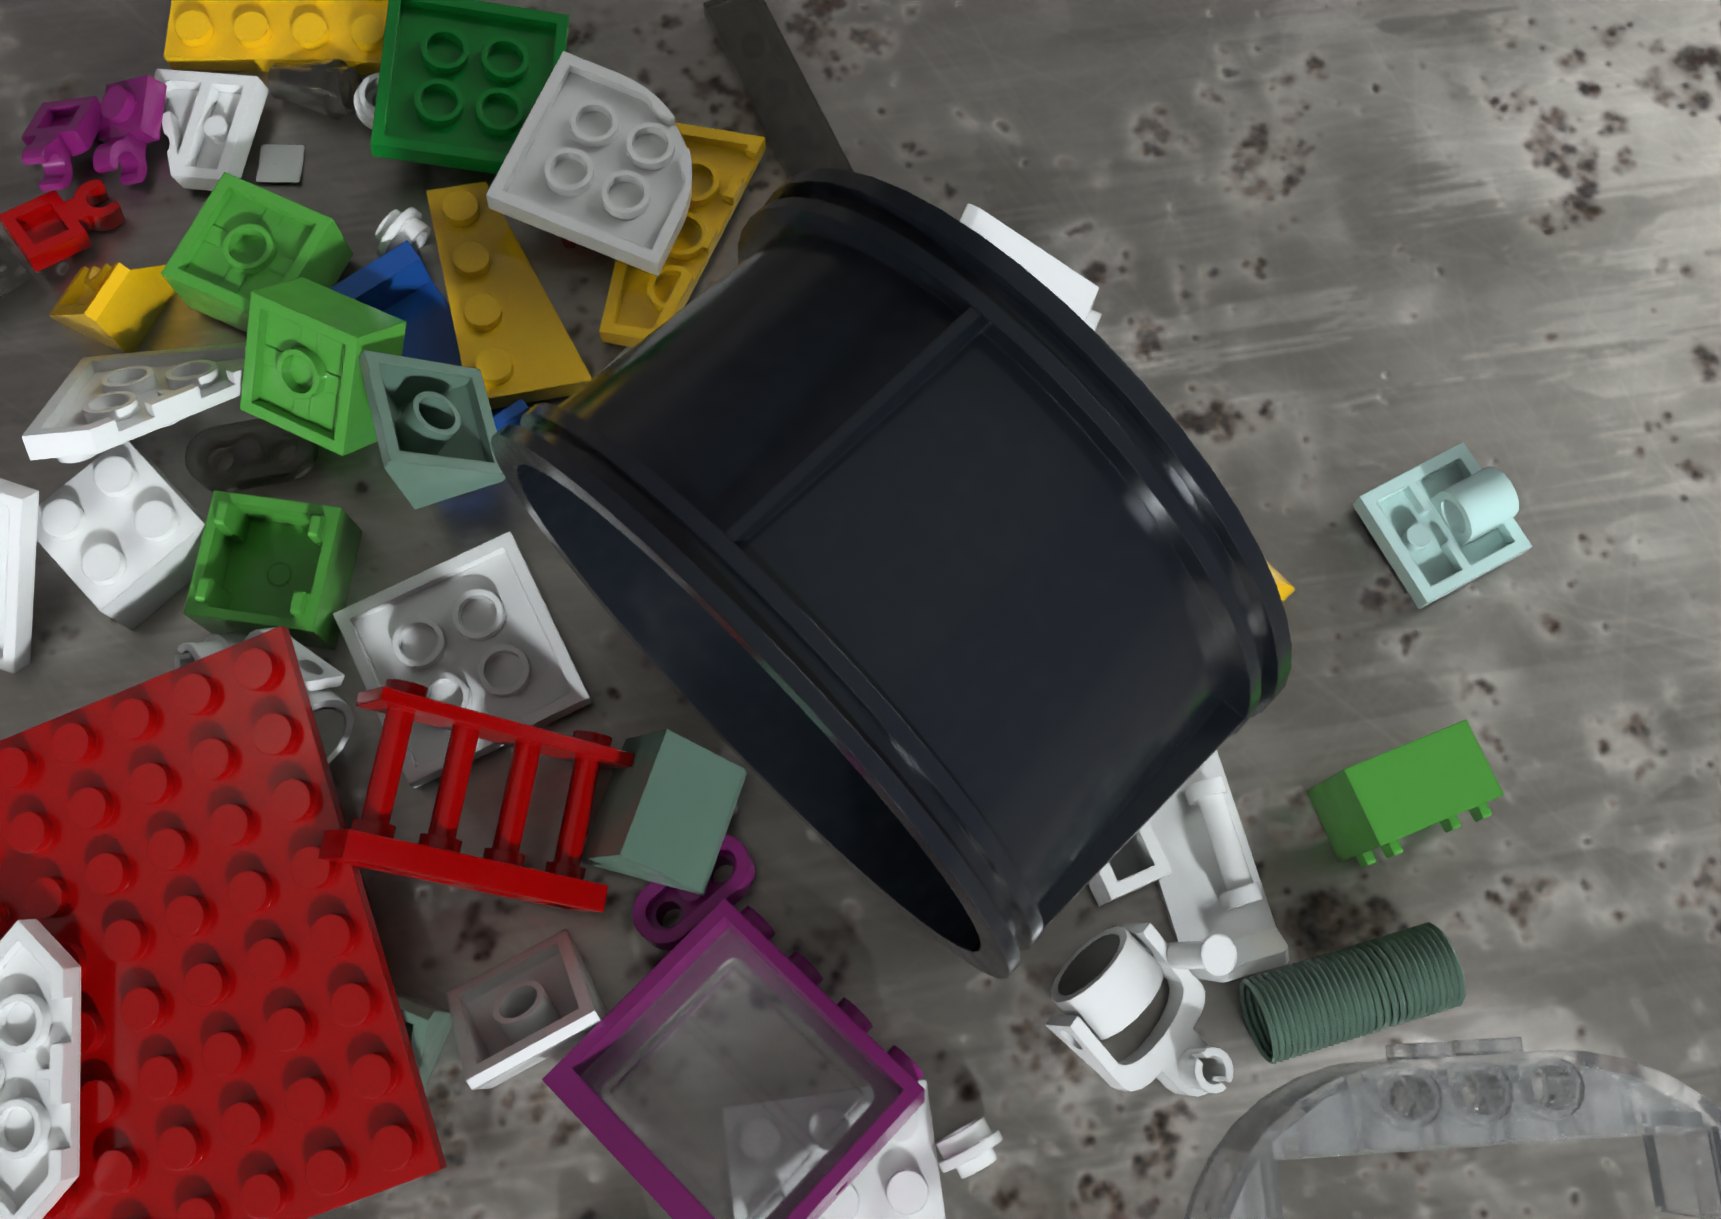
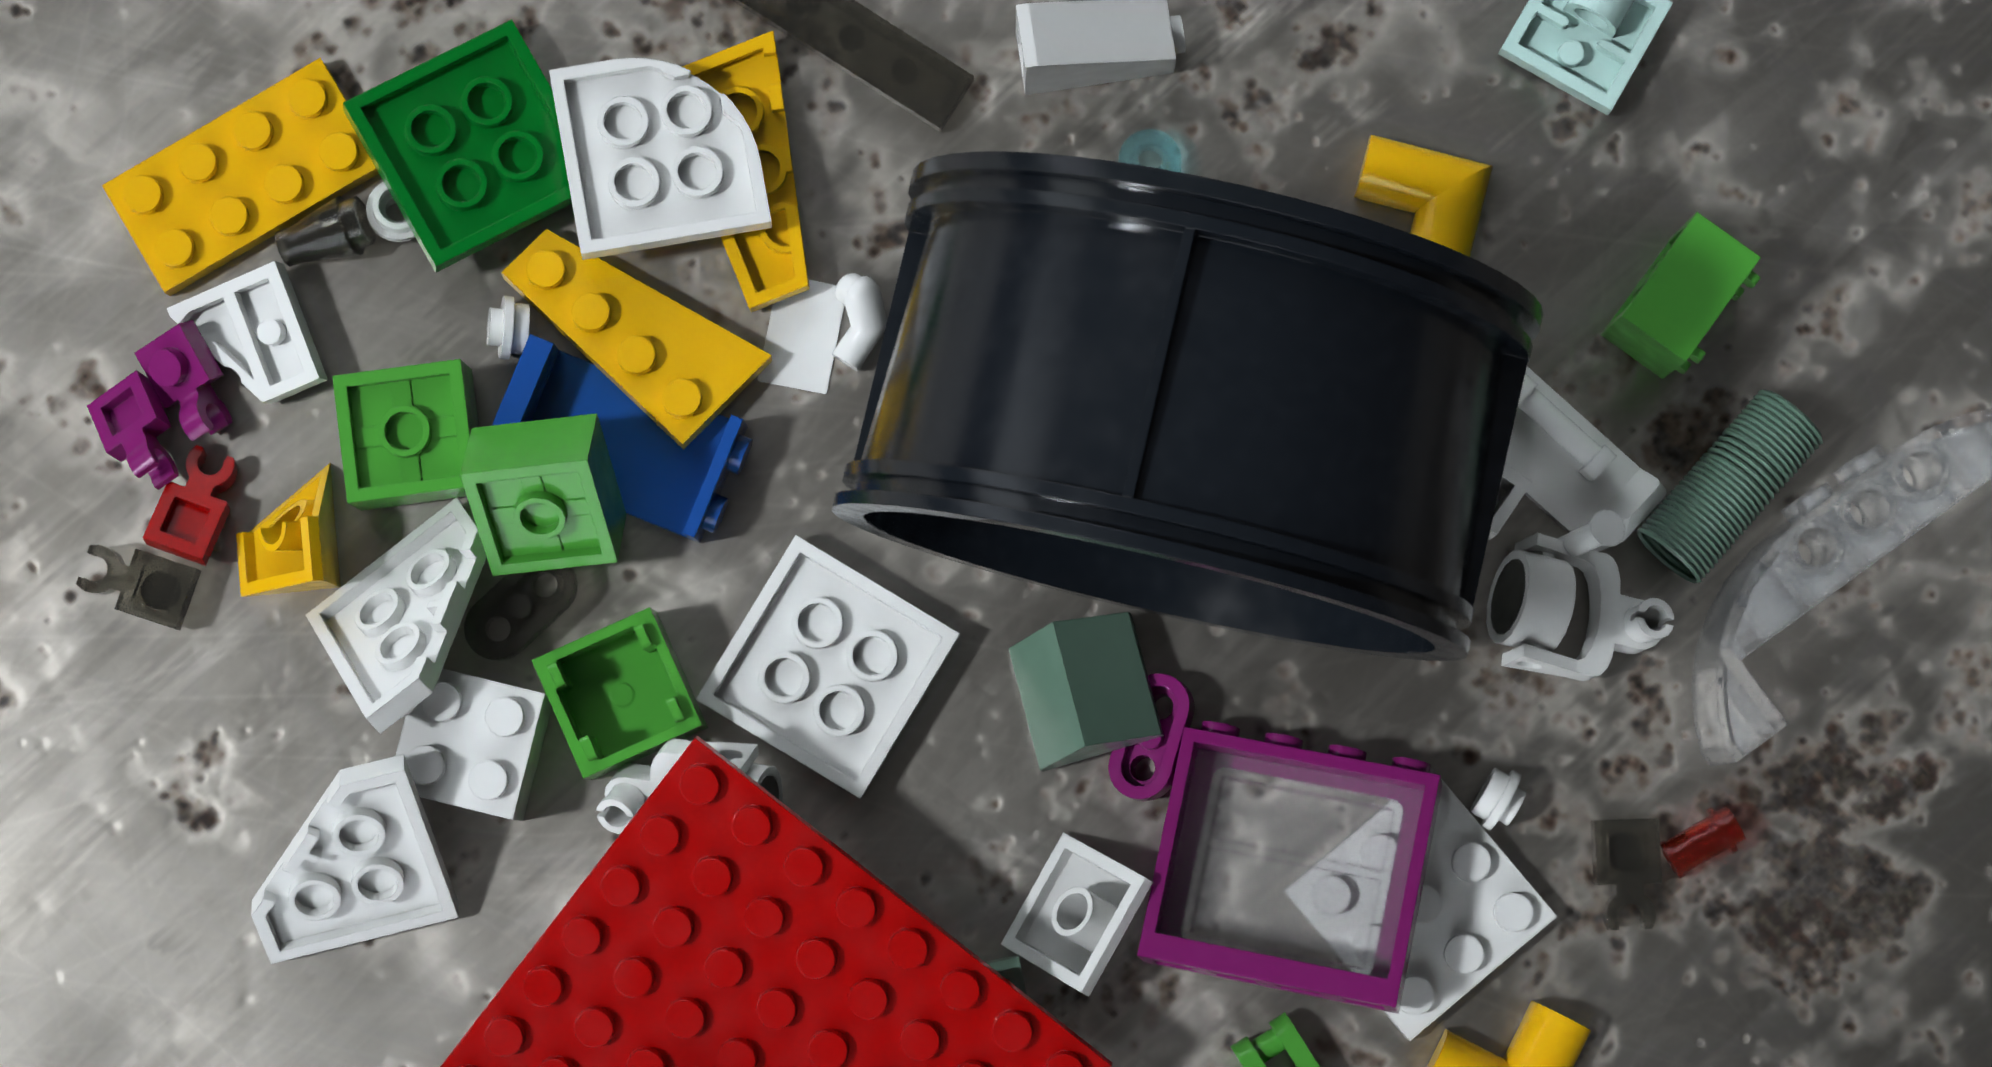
camera: 25 degrees left, 10 degrees up
(280, 163) = (339, 324): white sticker -> none
(431, 426) = (686, 488): sand green slope -> none
(437, 854) = (942, 834): red fence -> none

